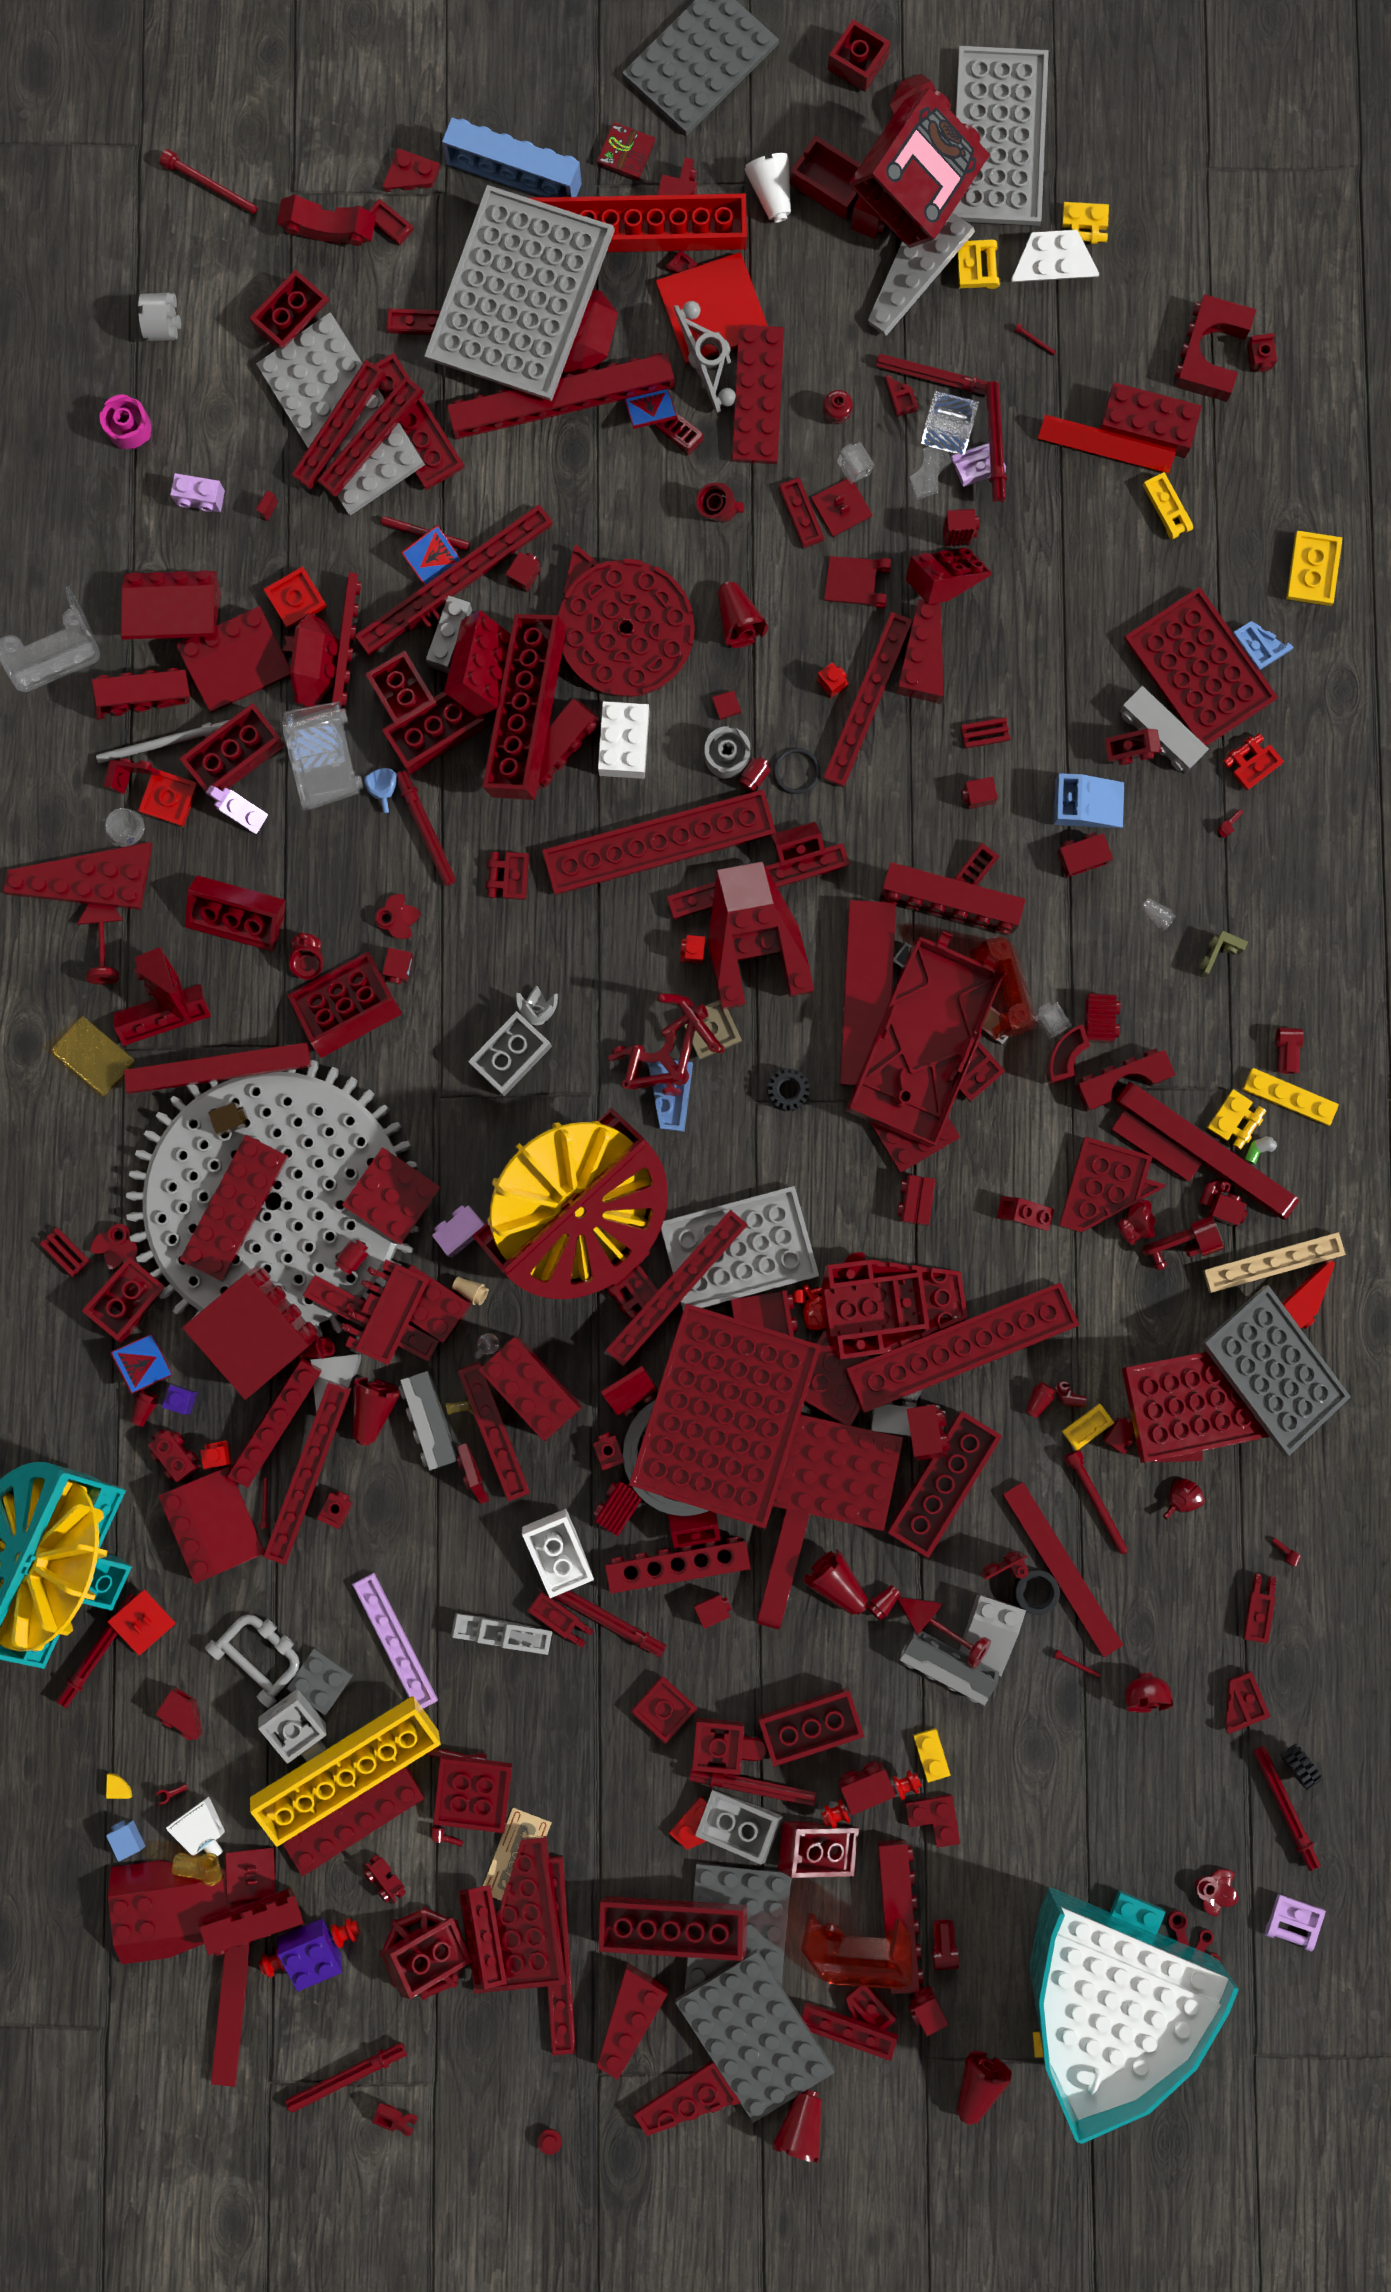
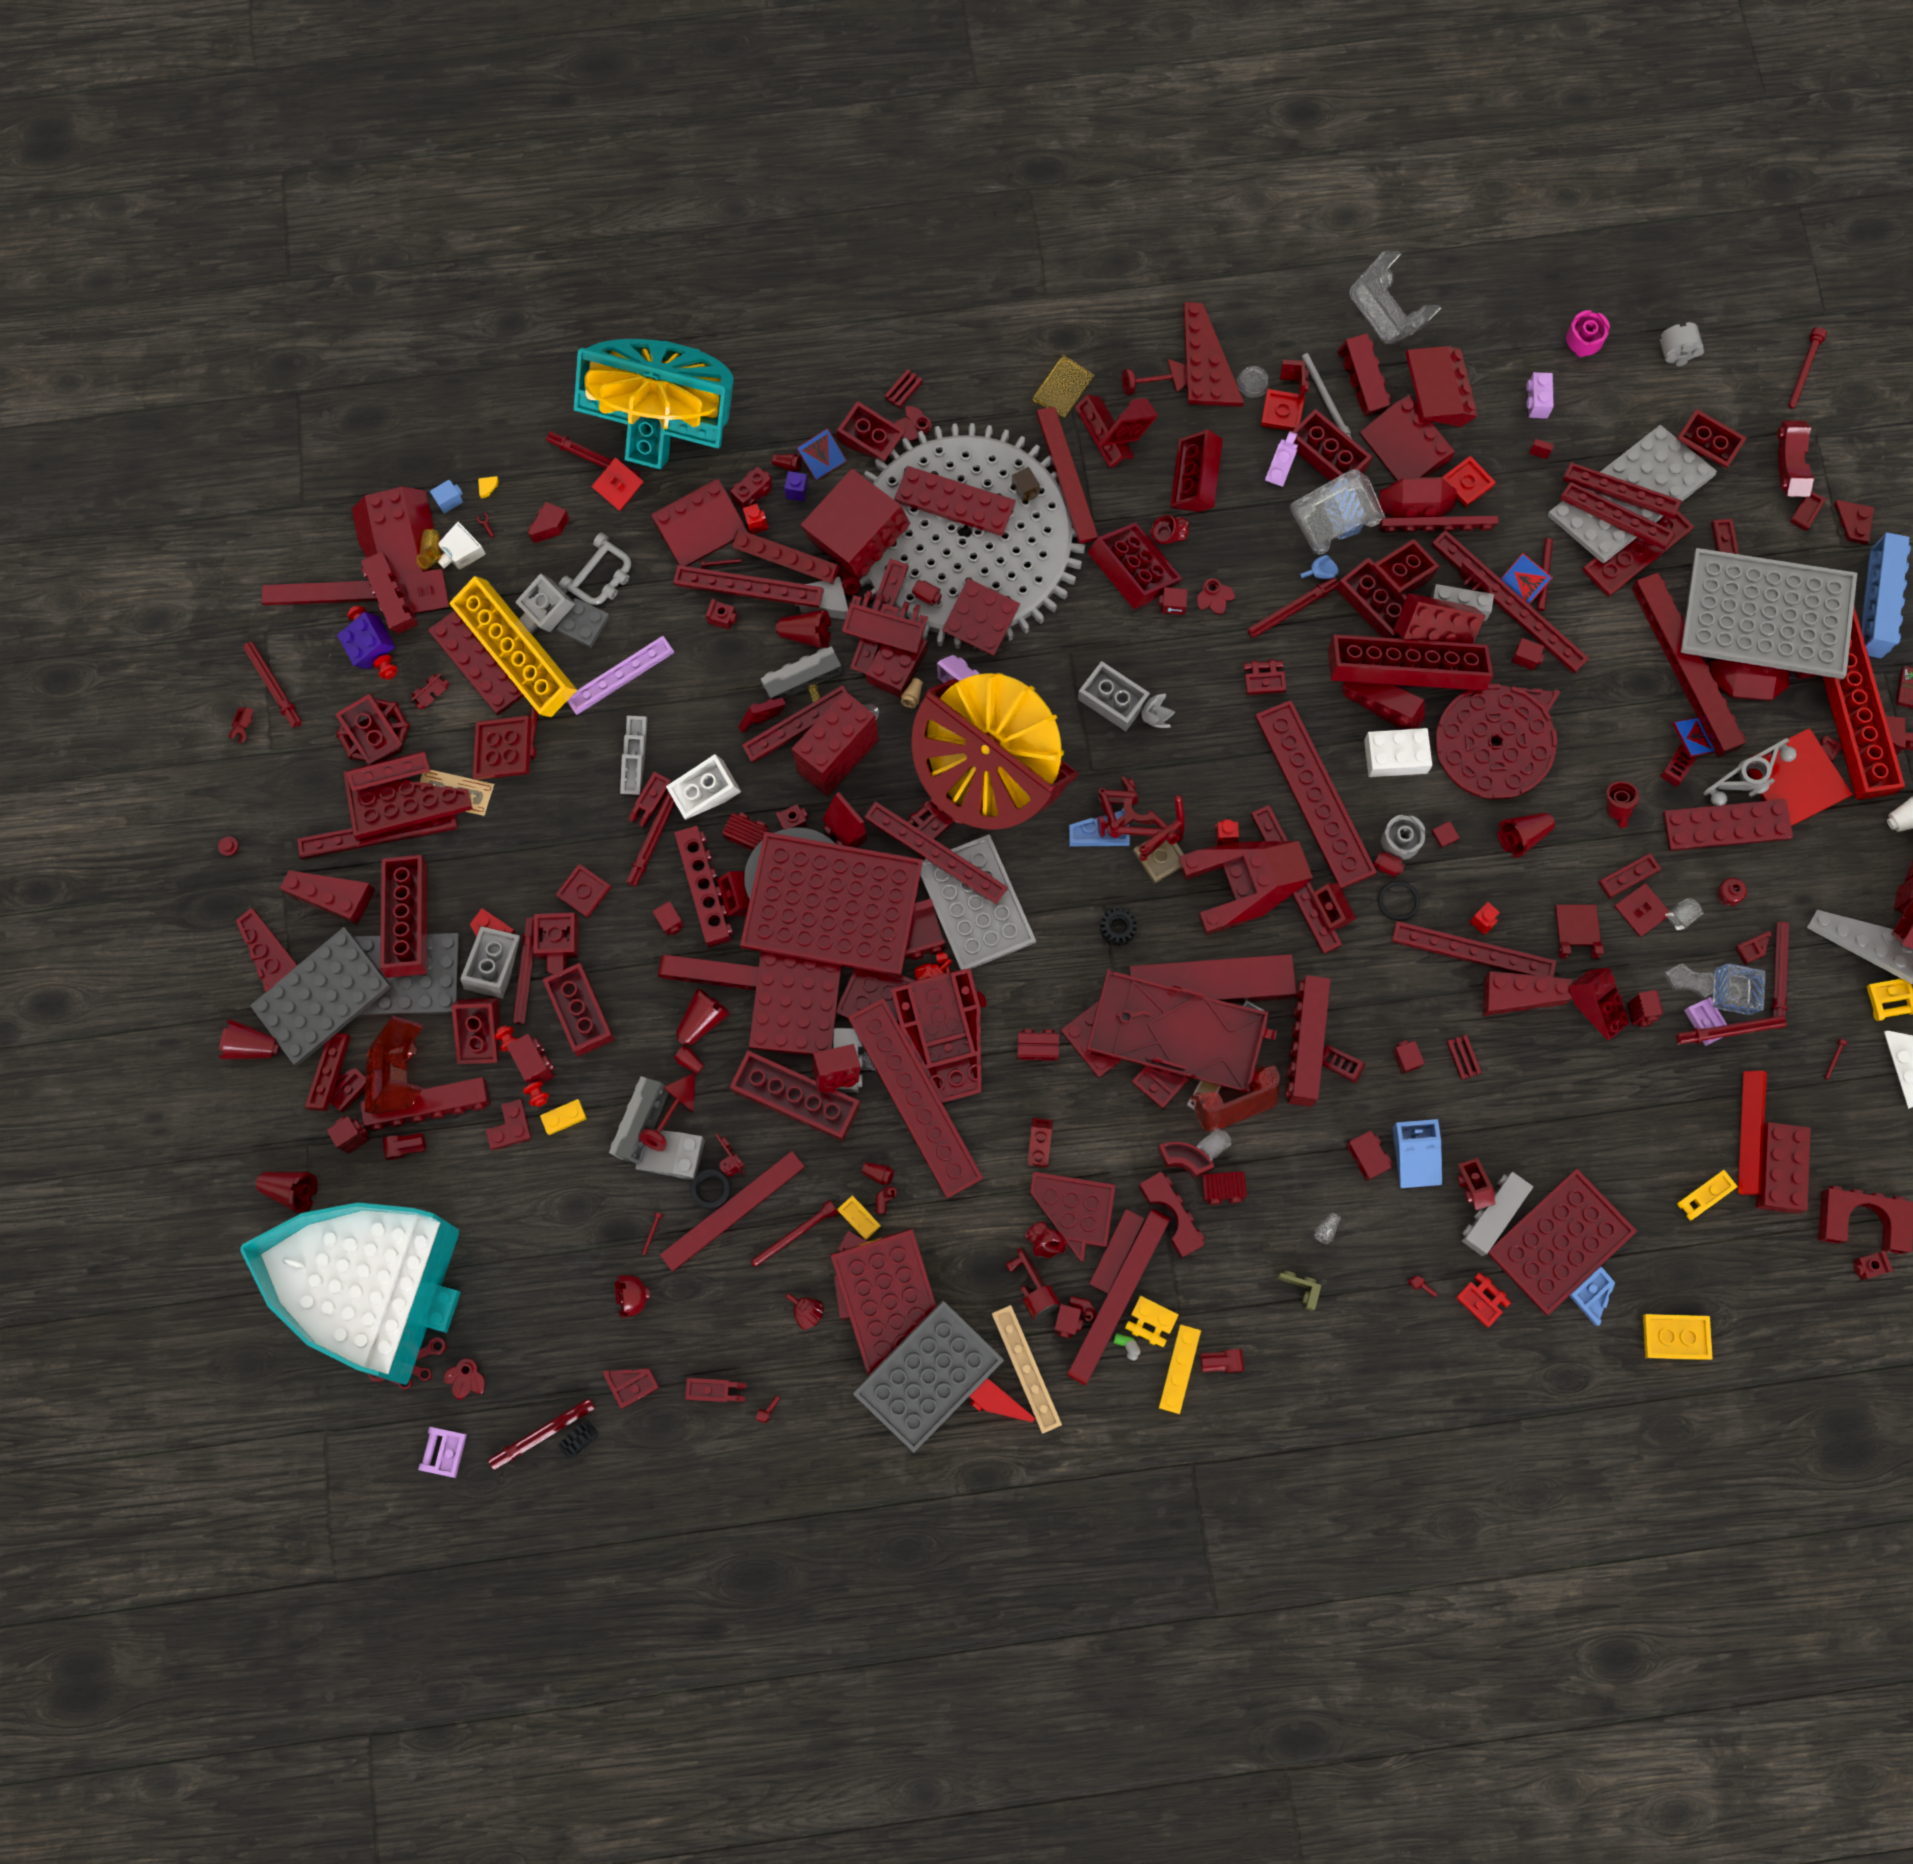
camera: 85 degrees right, 10 degrees down
(438, 1836) = (467, 727): dark red hand -> none

